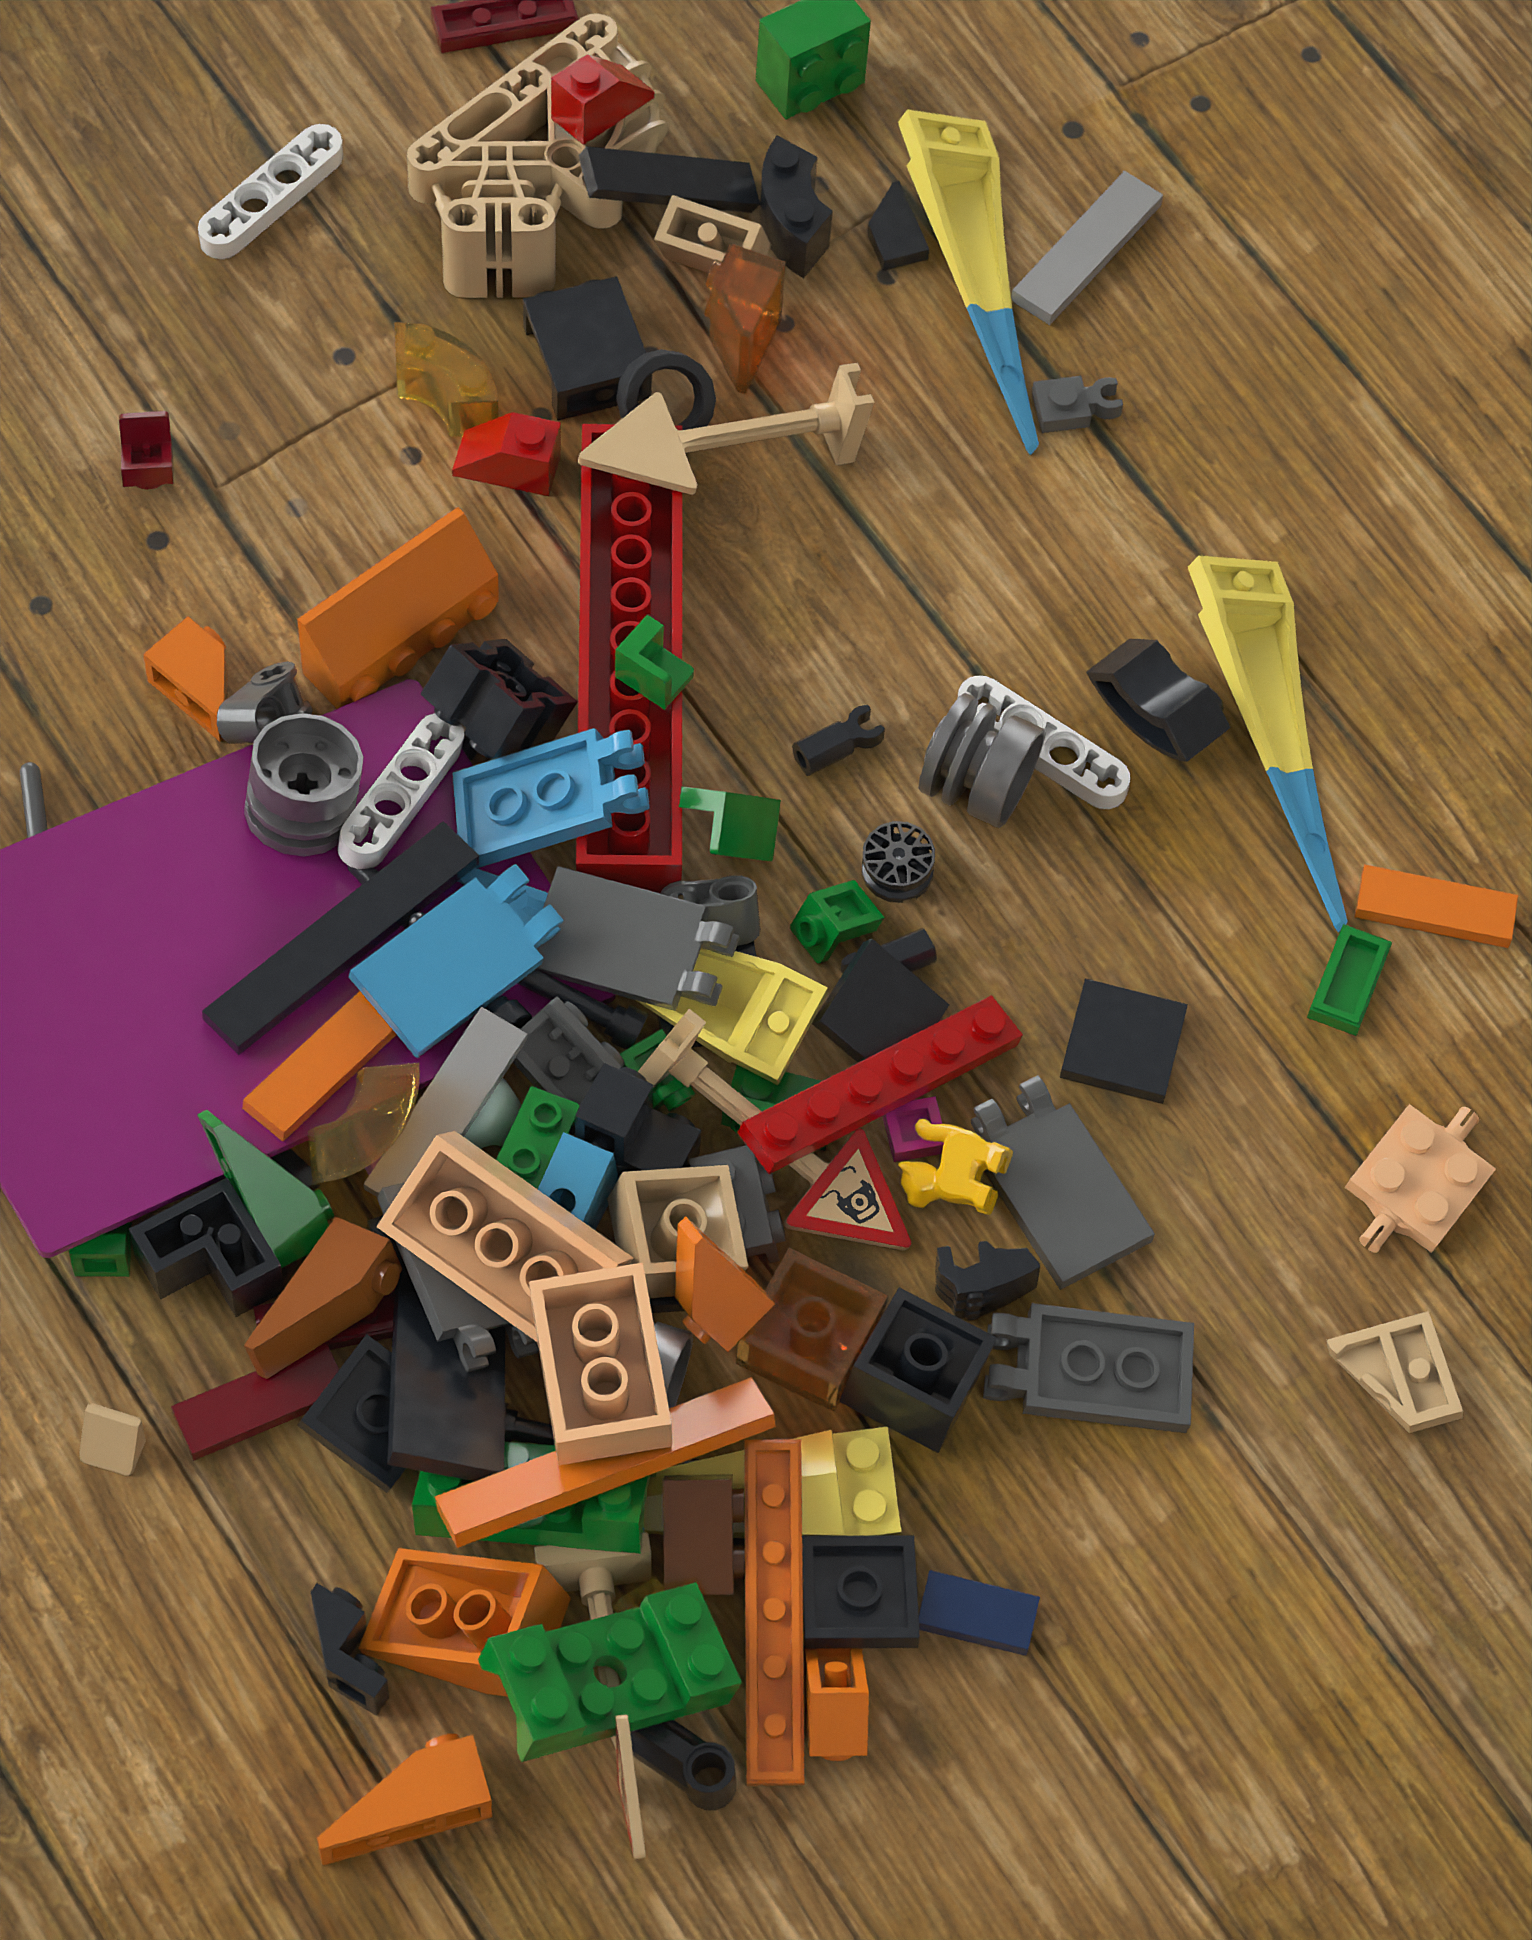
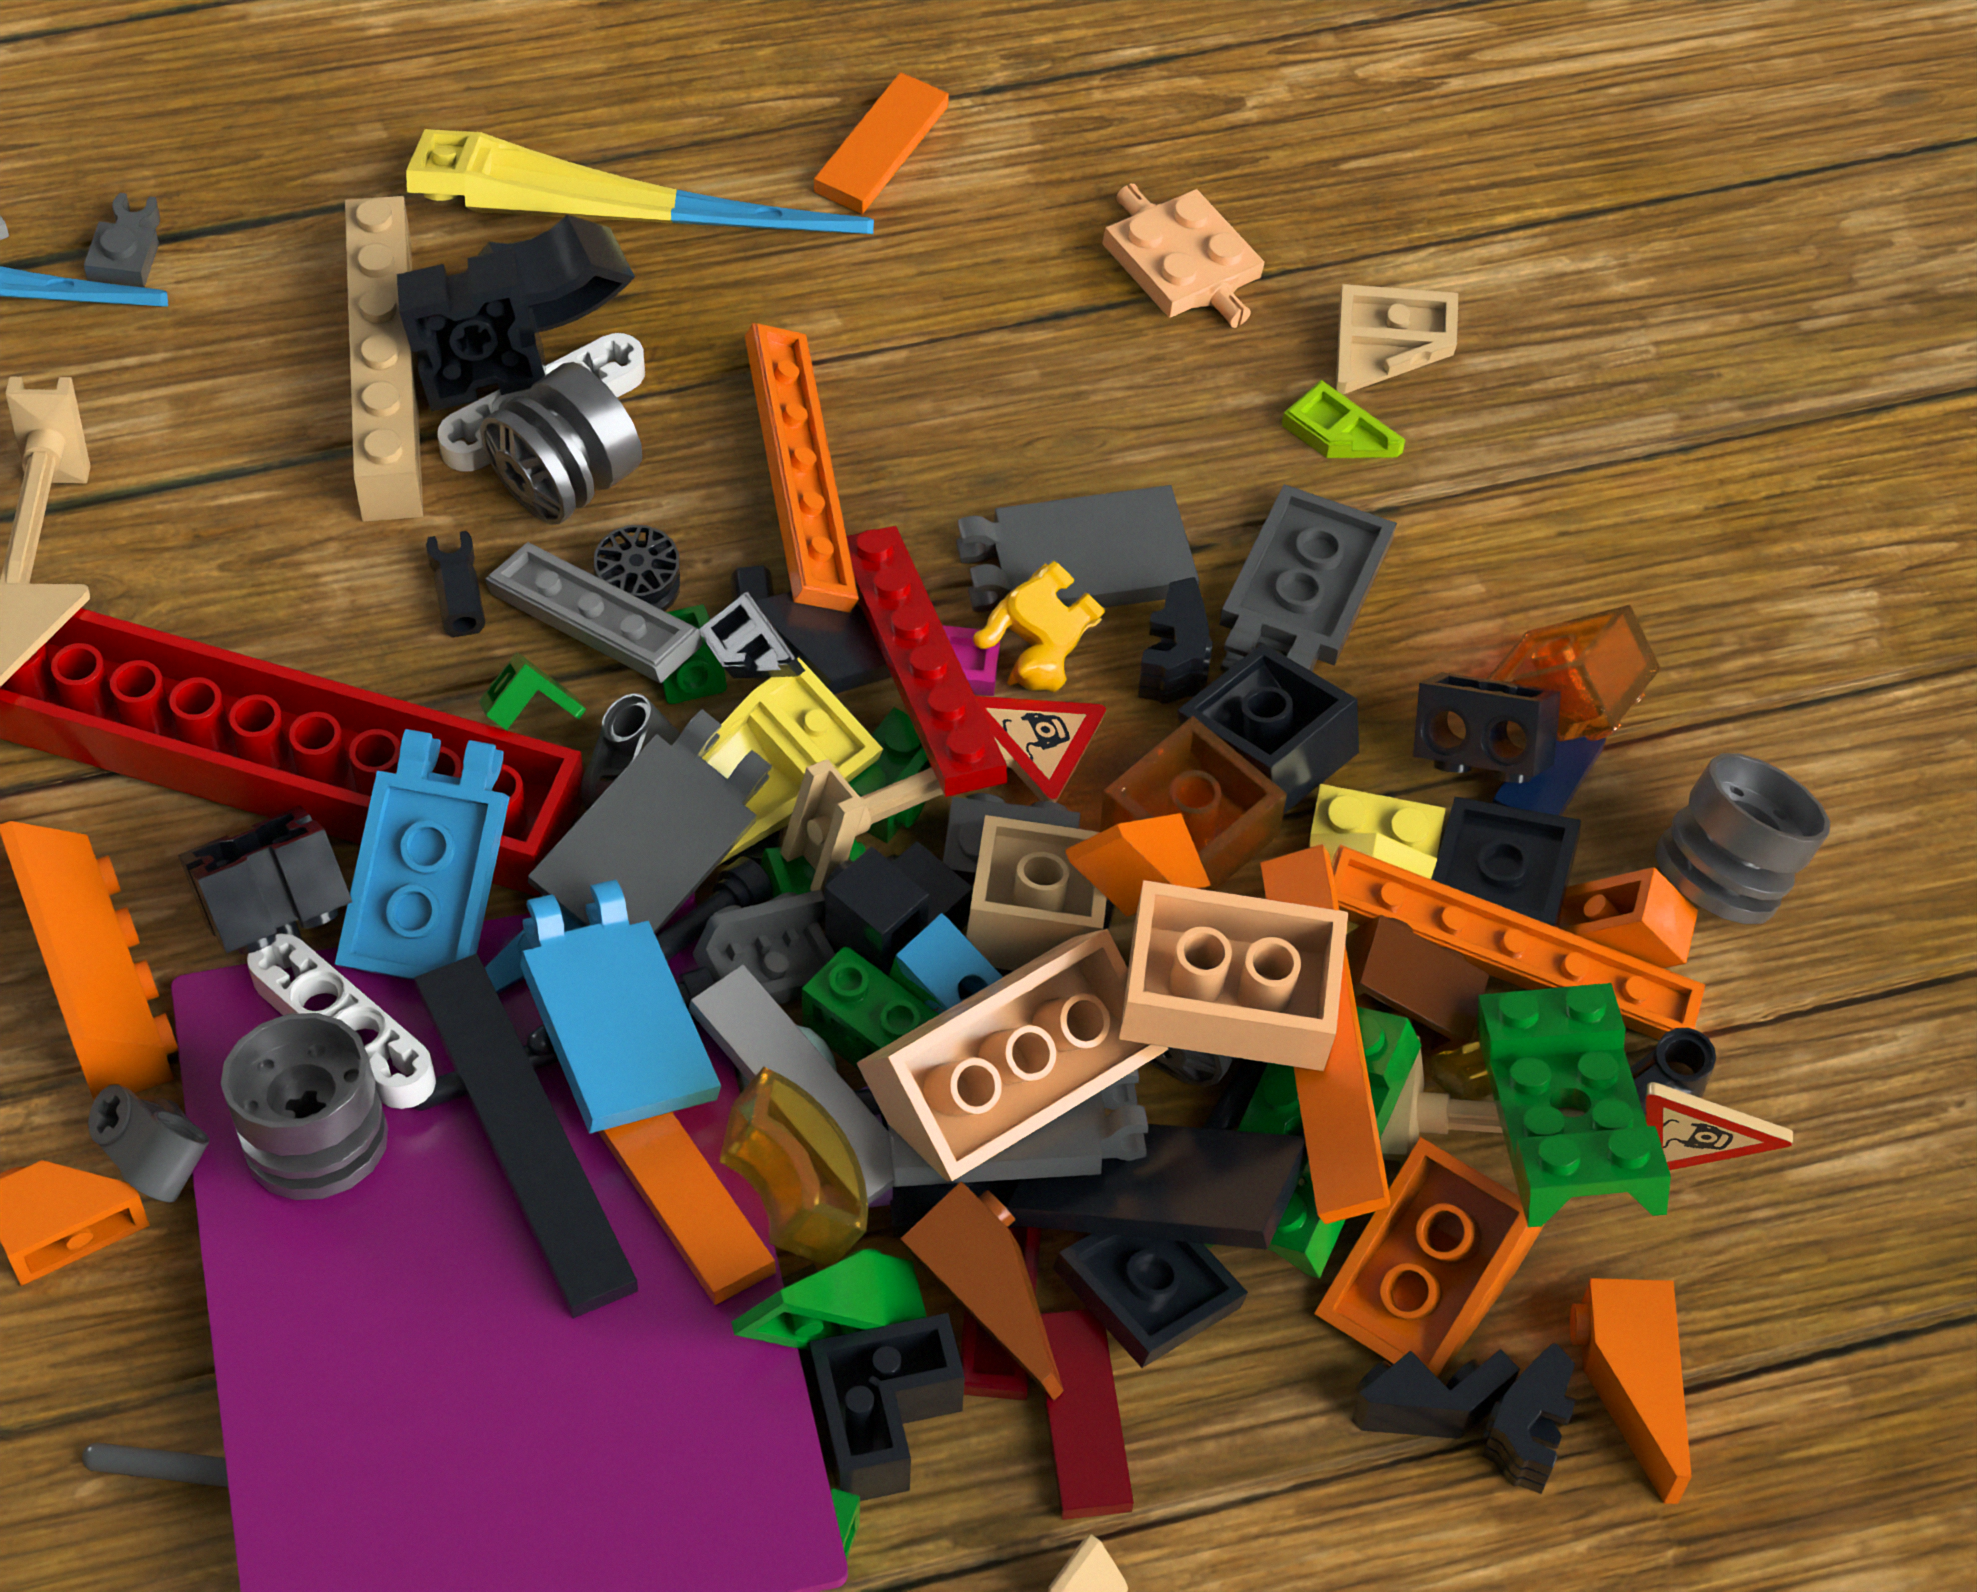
camera: 70 degrees left, 5 degrees down
(354, 1720) = (1523, 1421): none -> black hand
(650, 667) = (314, 700): green panel -> none
(828, 947) = (749, 642): none -> tile
(836, 840) = (594, 612): none -> light grey tile
(936, 1766) = (1742, 838): none -> flat silver wheel
(982, 1535) = (1485, 711): none -> black brick
(1027, 612) = (382, 362): none -> tan brick
(1046, 943) = (800, 469): none -> orange tile
(1060, 657) = (471, 329): none -> black brick
(1070, 1601) = (1595, 663): none -> clear orange slope
(1123, 1041) = (932, 445): black tile -> none
(1284, 1355) = (1339, 426): none -> lime tile
(1349, 980) = (936, 238): green tile -> none

